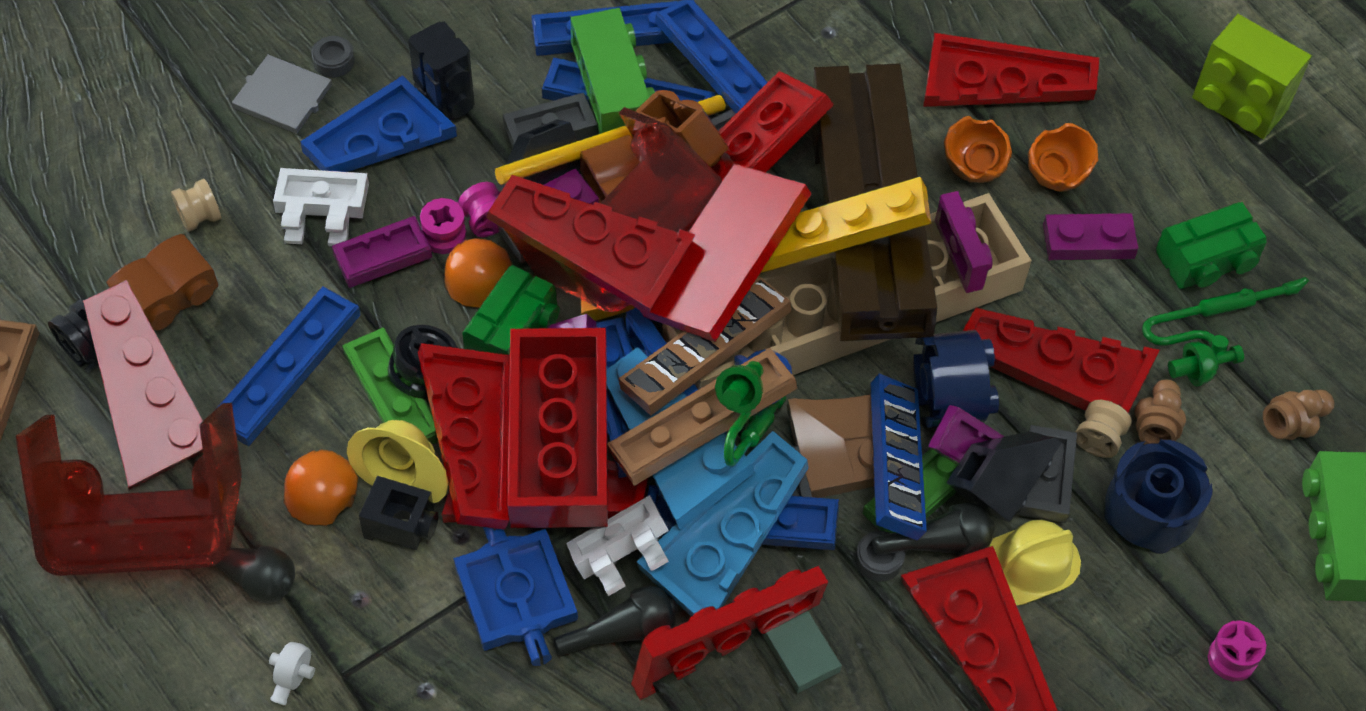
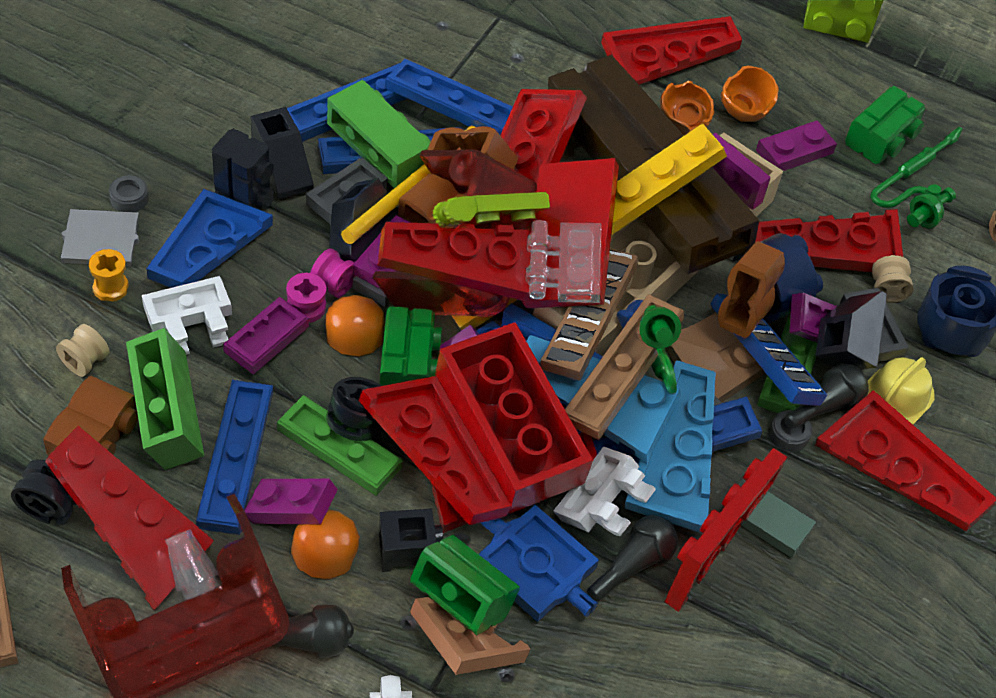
camera: 30 degrees left, 5 degrees down
(171, 459) = (190, 565): none -> clear cone
(239, 283) = (164, 399): none -> bright green brick
(261, 130) = (108, 270): none -> light orange bush
(303, 431) = (291, 501): none -> magenta plate
(398, 636) = (460, 646): none -> nougat wing
(400, 454) = (388, 486): light yellow piece -> none
(422, 582) = (464, 584): none -> green brick
(500, 61) = (286, 152): none -> black slope
(638, 195) = (490, 208): none -> lime hinge
(703, 287) = (578, 261): none -> clear plate
(895, 382) = (751, 289): none -> dark orange brick
(1161, 415) = (924, 255): medium nougat piece -> none

